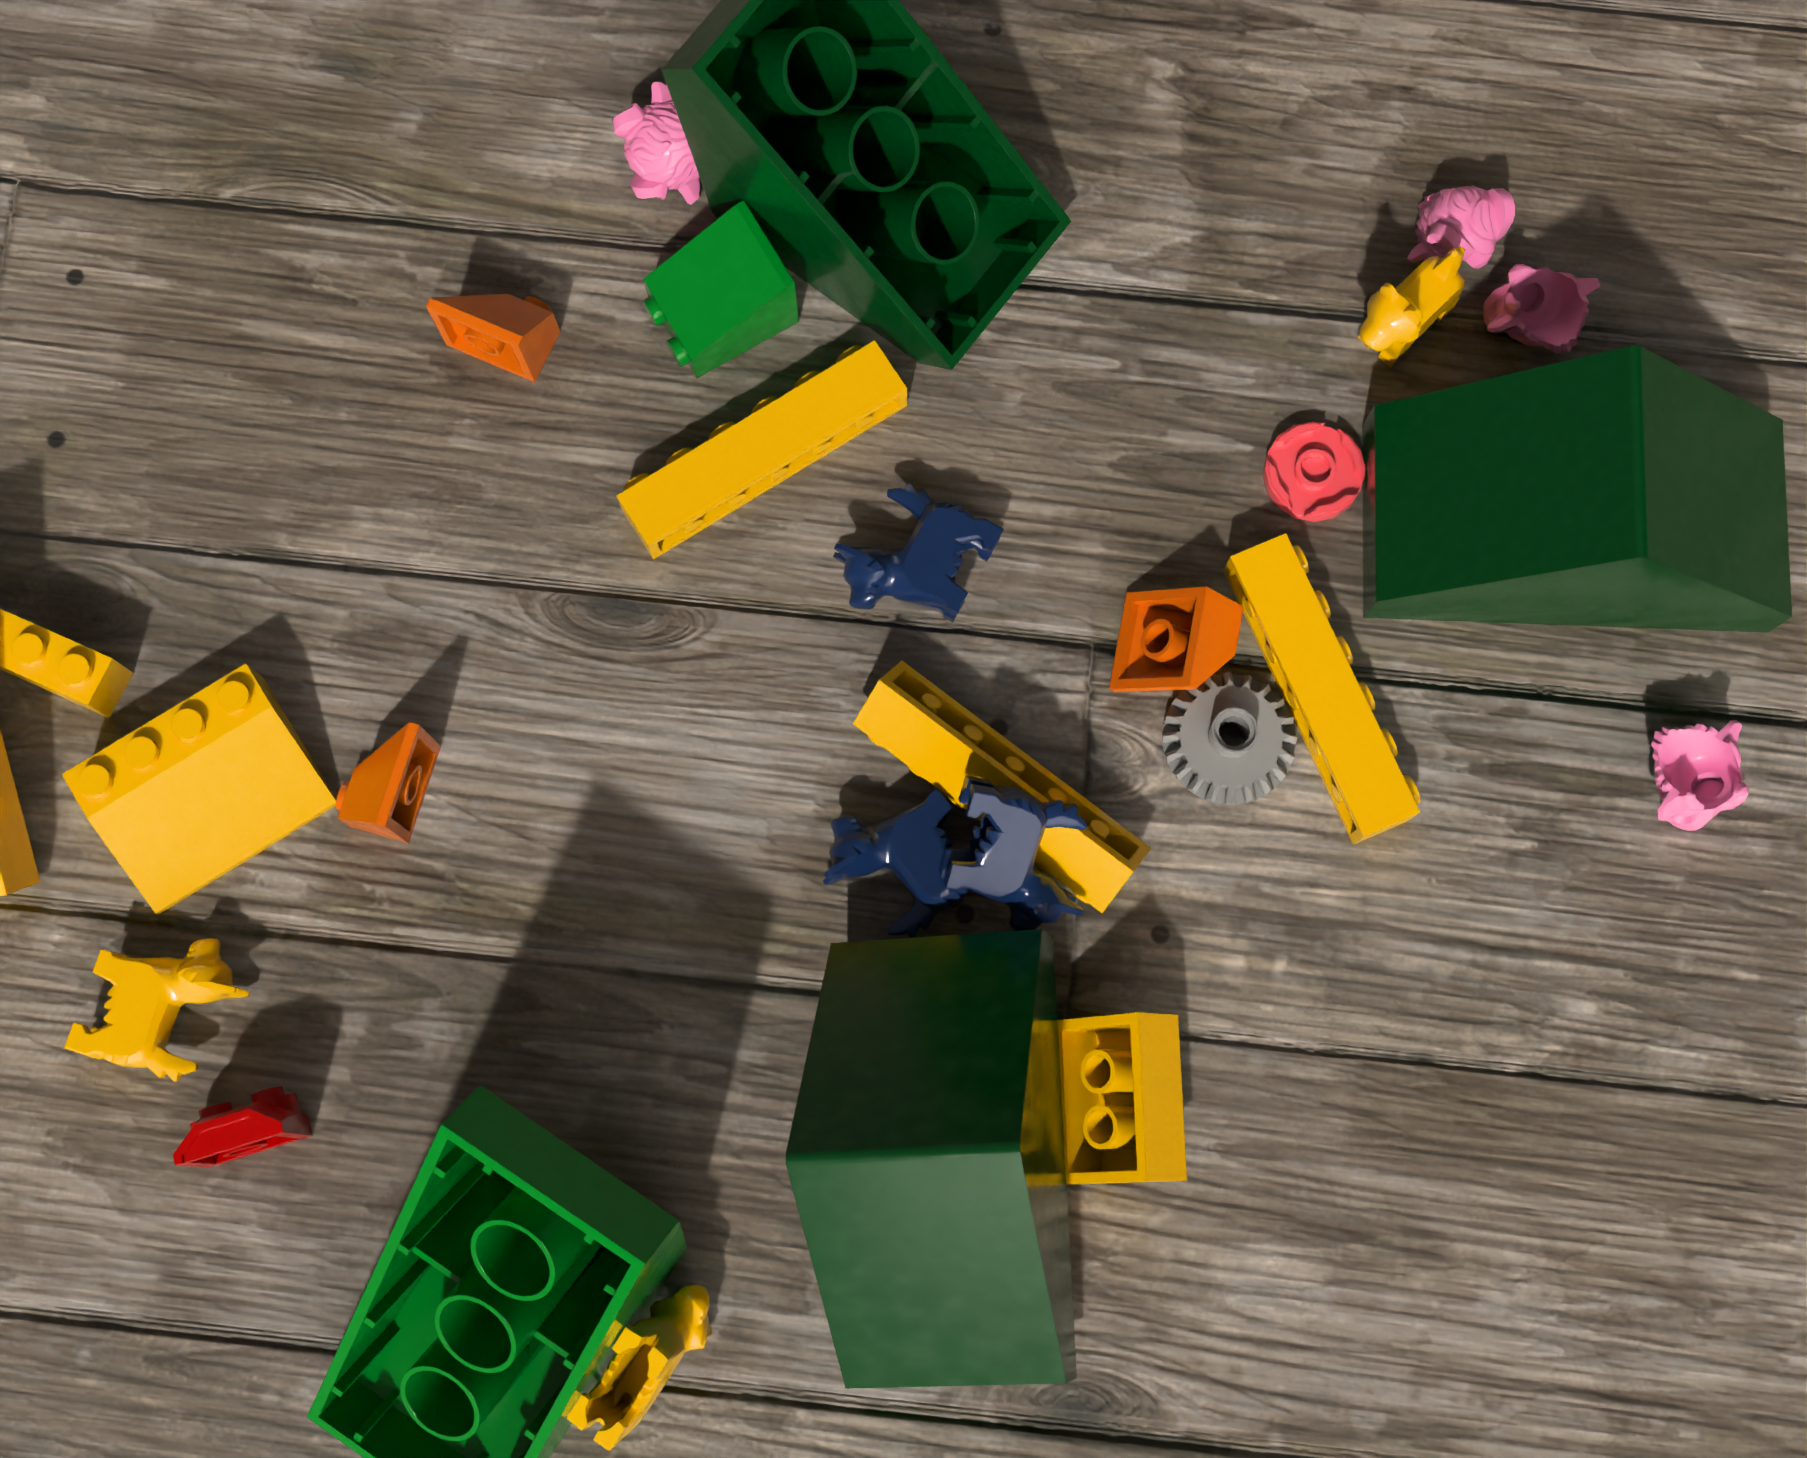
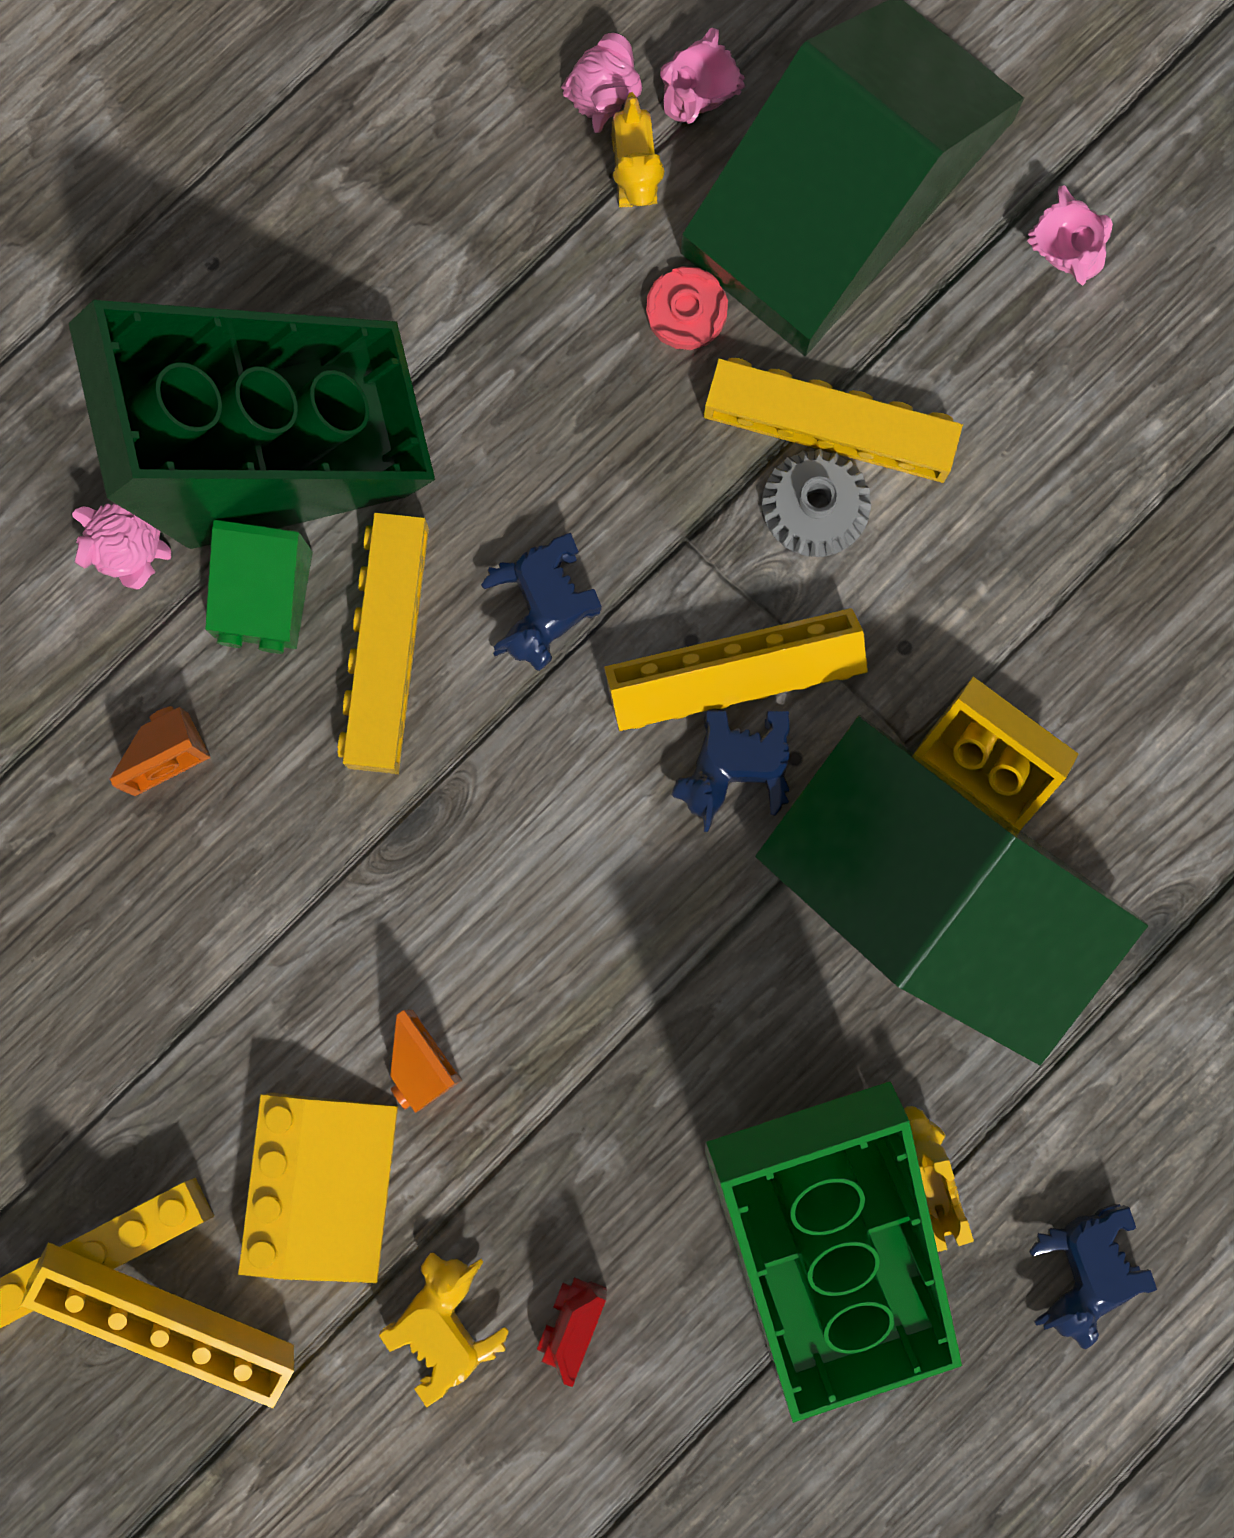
camera: 50 degrees left, 5 degrees up
(1005, 852) = (786, 699): dark blue animal -> none
(1174, 639) = (728, 486): orange slope -> none

